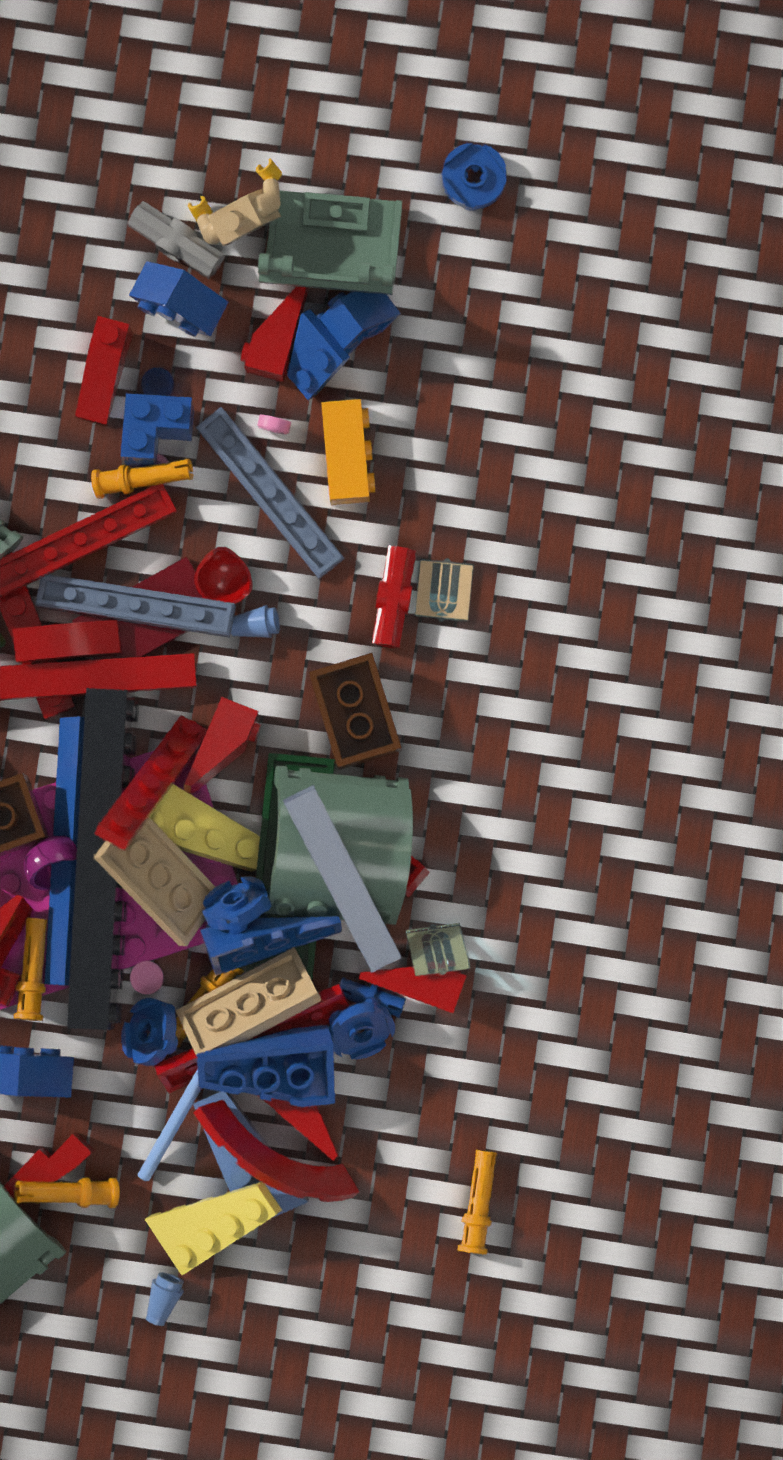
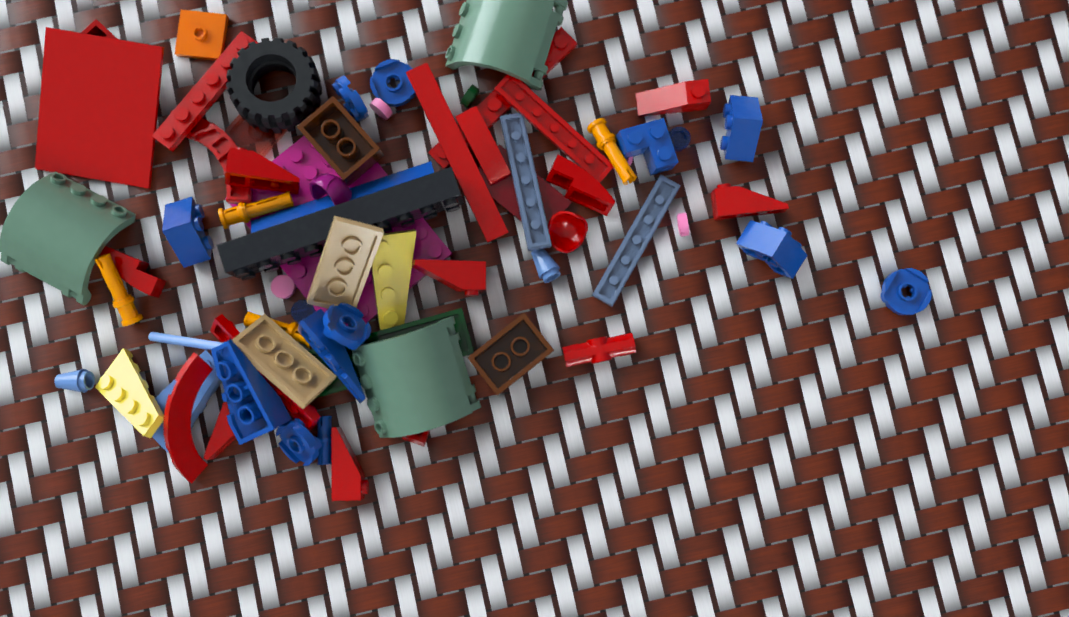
camera: 65 degrees right, 0 degrees up
(151, 783) = (402, 235): red plate -> none
(159, 1020) = (234, 308): blue plate -> none
(169, 537) = (580, 185): none -> red slope
(175, 240) = (779, 111): light grey piece -> none
(190, 963) = (301, 310): none -> clear blue tile
(243, 214) = (817, 147): tan torso -> none
(314, 356) = (740, 233): blue wing -> none
(333, 243) = (821, 213): sand green hinge -> none
(342, 878) = (390, 390): sand blue tile -> none
(347, 452) = (684, 280): light orange brick -> none
(437, 949) = (372, 473): clear light blue piece -> none
(444, 590) = (617, 381): piece -> none
(476, 1219) = (202, 570): light orange pin -> none

